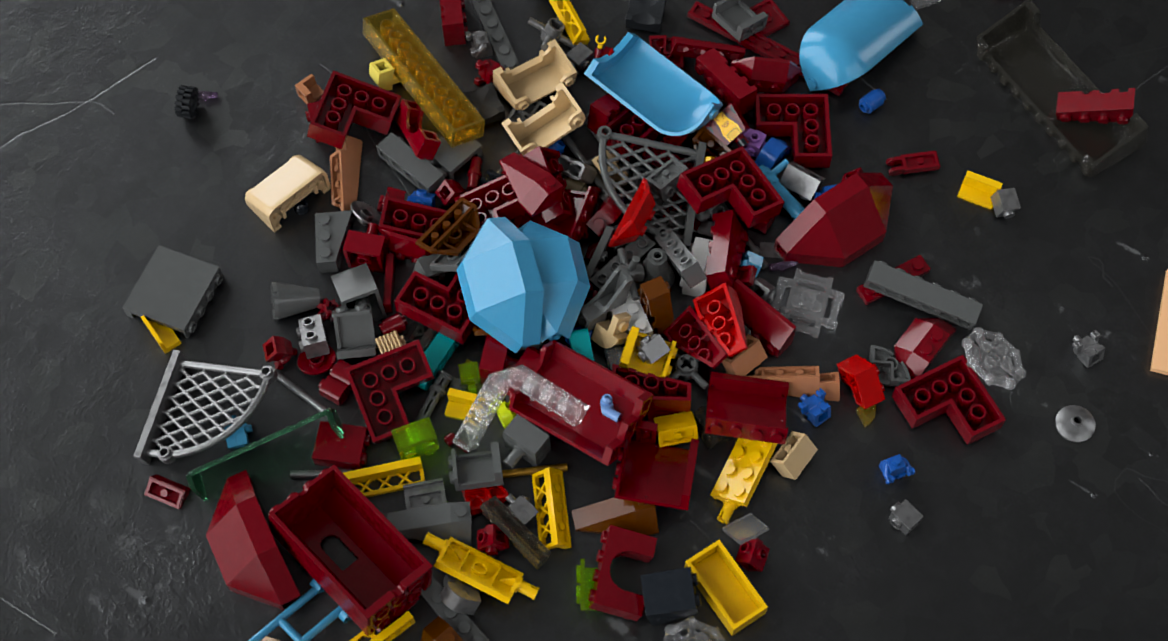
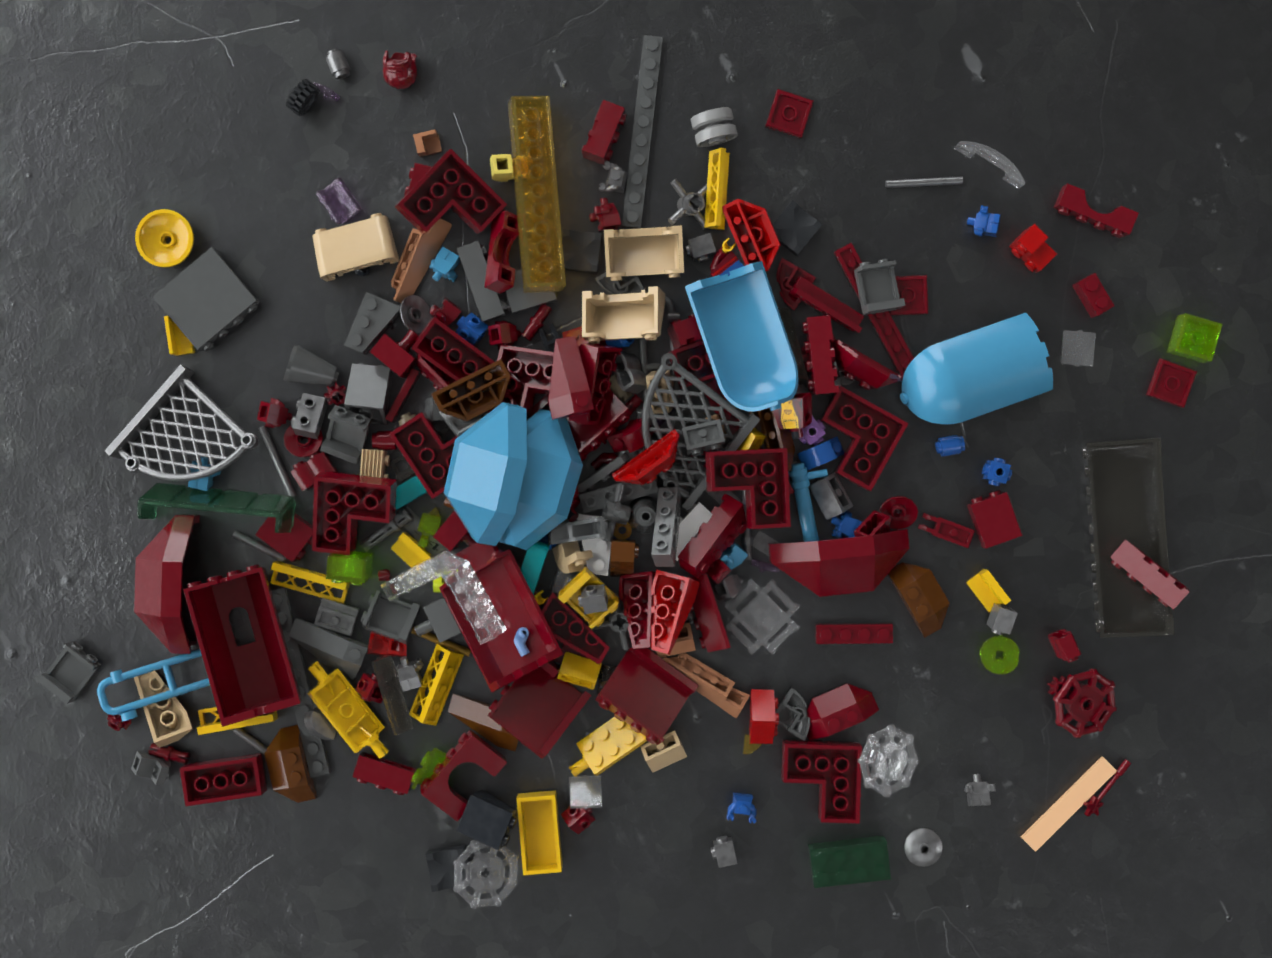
camera: 25 degrees right, 25 degrees up
(108, 251) = (152, 237): none -> yellow dish
(167, 491) = (123, 491): dark red slope -> none
(205, 69) = (338, 64): none -> flat silver brick
(256, 163) = (338, 201): none -> clear purple bracket
(259, 48) = (400, 69): none -> dark red hair
(372, 167) = (445, 265): none -> dark azure piece
(546, 614) = (384, 773): none -> dark red brick
(611, 21) = (752, 232): none -> red wedge
(815, 407) = (708, 716): blue piece -> none
(869, 159) = (900, 518): none -> dark red dish
(922, 100) = (990, 468): none -> blue brick
(923, 295) = (866, 668): dark grey brick -> none
(928, 223) = (921, 596): none -> reddish brown wedge
(945, 135) = (994, 519): none -> dark red brick
(1019, 242) = (988, 653): none -> clear neon green plate
(1020, 465) = (849, 861): none -> clear green brick
(1070, 194) = (1064, 645): none -> dark red brick
(1091, 232) = (1054, 685): none -> dark red gear
(1115, 237) = (1076, 699): none -> dark red plate

